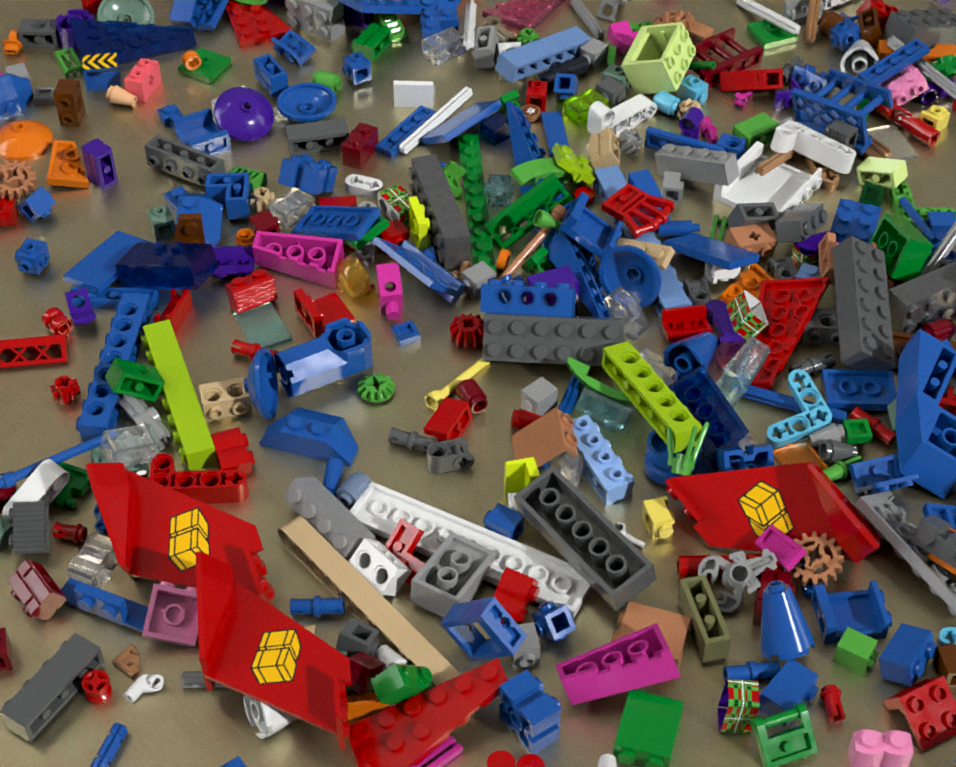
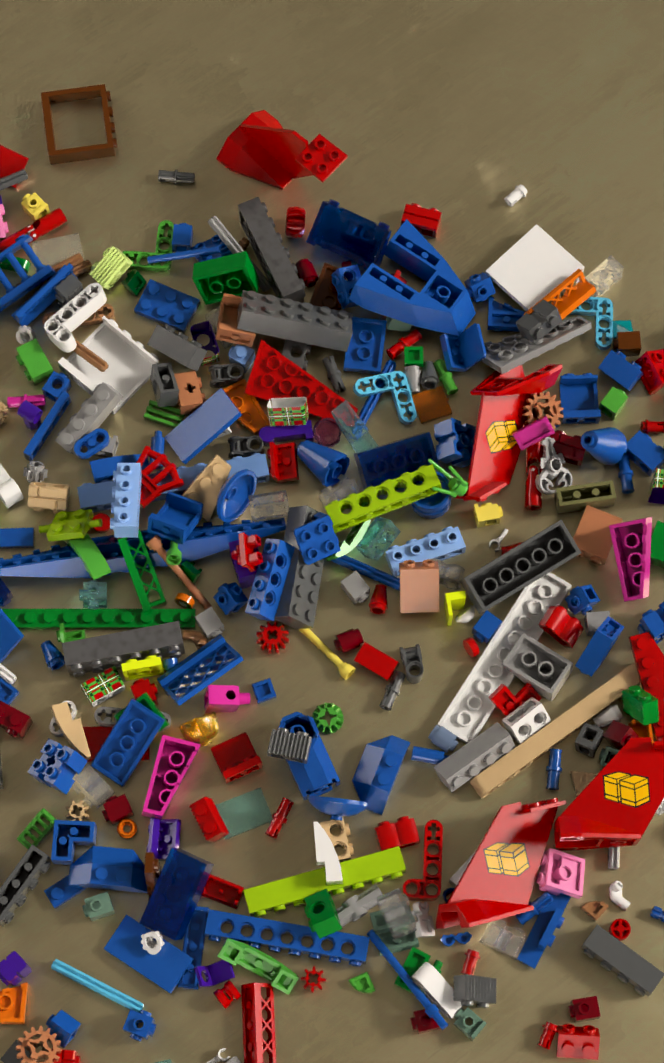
camera: 85 degrees left, 25 degrees up
(36, 590) = (532, 982): brick -> none
(58, 438) = (362, 983): none -> bright green tile
(79, 231) = (96, 985): none -> medium azure axle
(99, 318) = (259, 963): none -> bright green slope
(115, 254) = (149, 944): none -> white animal
(131, 589) = (538, 904): none -> blue axle
(203, 376) = (327, 856): none -> white slope
(325, 322) = (289, 745): none -> dark grey brick
(347, 183) = (71, 729): none -> tan slope
(475, 511) = (471, 647): none -> red tile
(555, 270) = (245, 552): none -> red hips
(583, 331) = (317, 539): none -> blue bracket
(599, 176) = (127, 500): none -> light blue brick
(667, 165) = (90, 443): none -> blue plate

